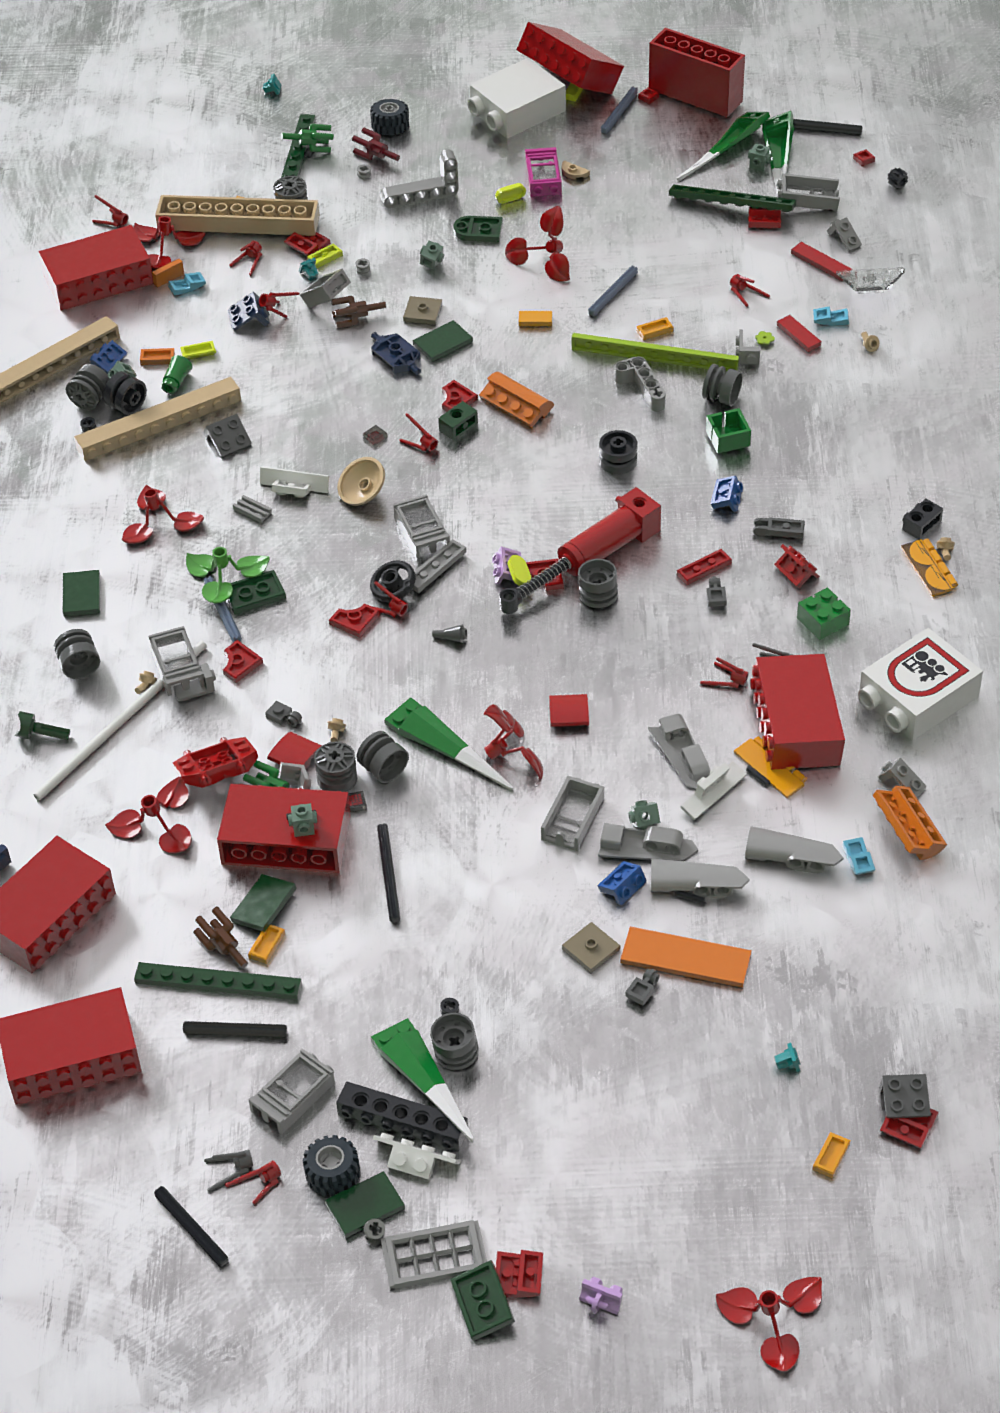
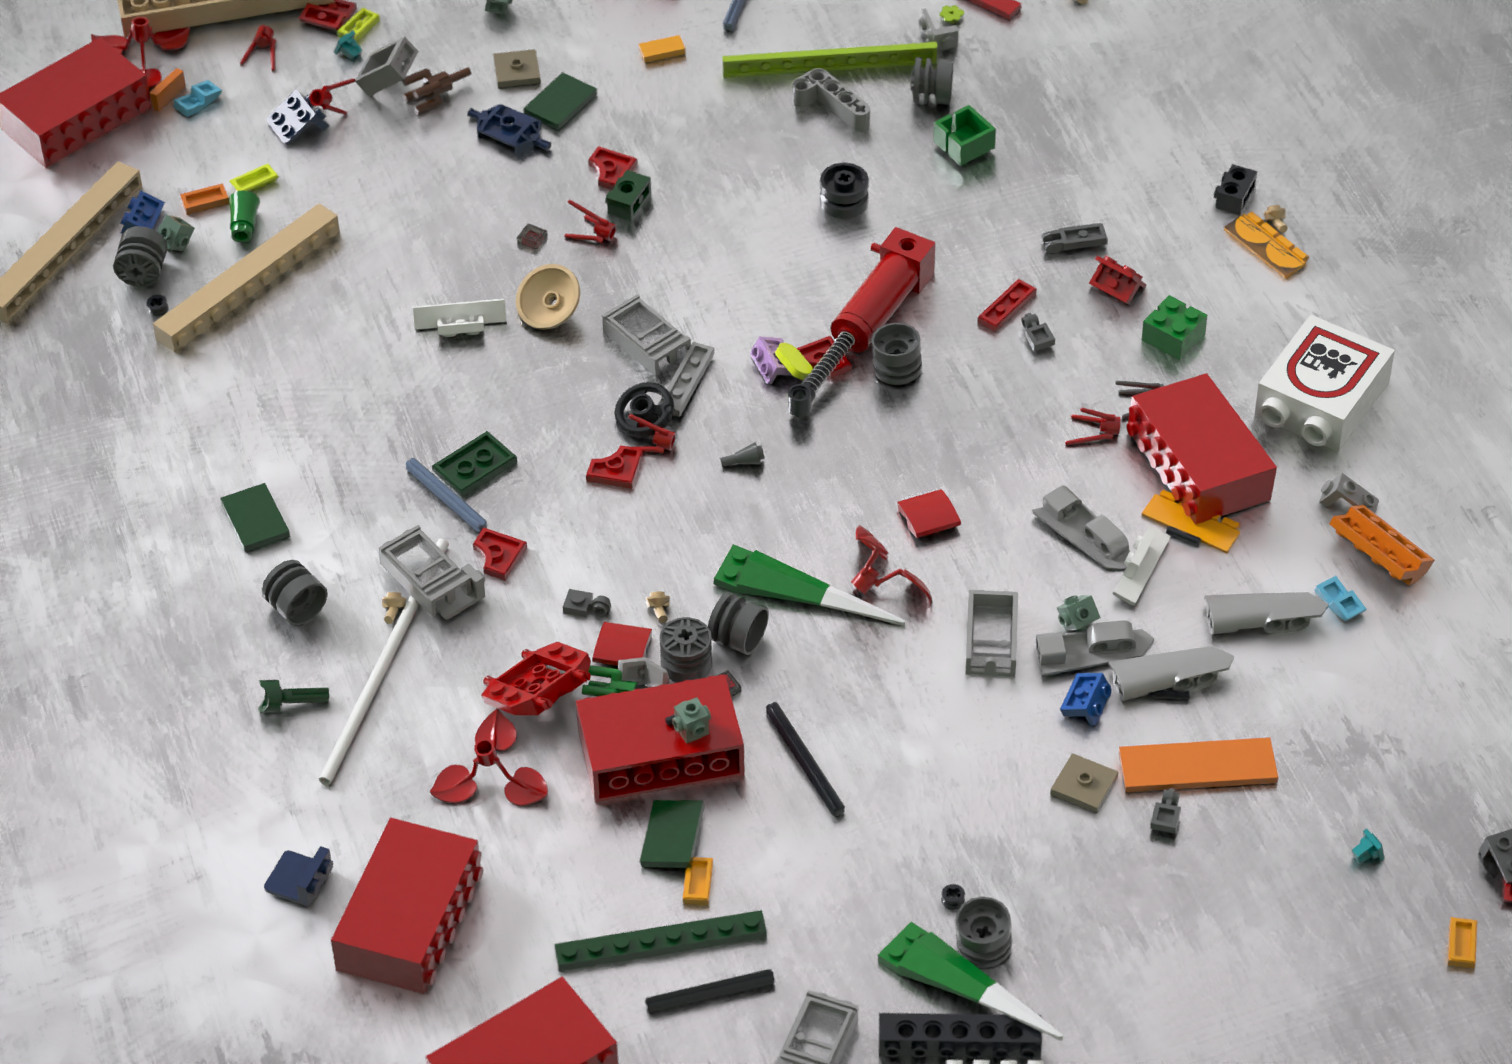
camera: 20 degrees left, 0 degrees up
(118, 216) = (65, 30): red plant -> none
(125, 393) = (192, 254): black wheel -> none
(152, 499) = (288, 378): red plant -> none
(218, 592) = (432, 474): bright green plant -> none
(219, 936) = (642, 888): reddish brown plant -> none
(228, 435) = (348, 278): dark grey bracket -> none
(254, 506) = (423, 361): light grey tile -> none
(362, 266) = (413, 28): light grey bush -> none
(515, 399) = (687, 154): orange brick -> none
(654, 328) = (813, 30): light orange tile -> none
(727, 493) = (995, 210): blue bracket -> none

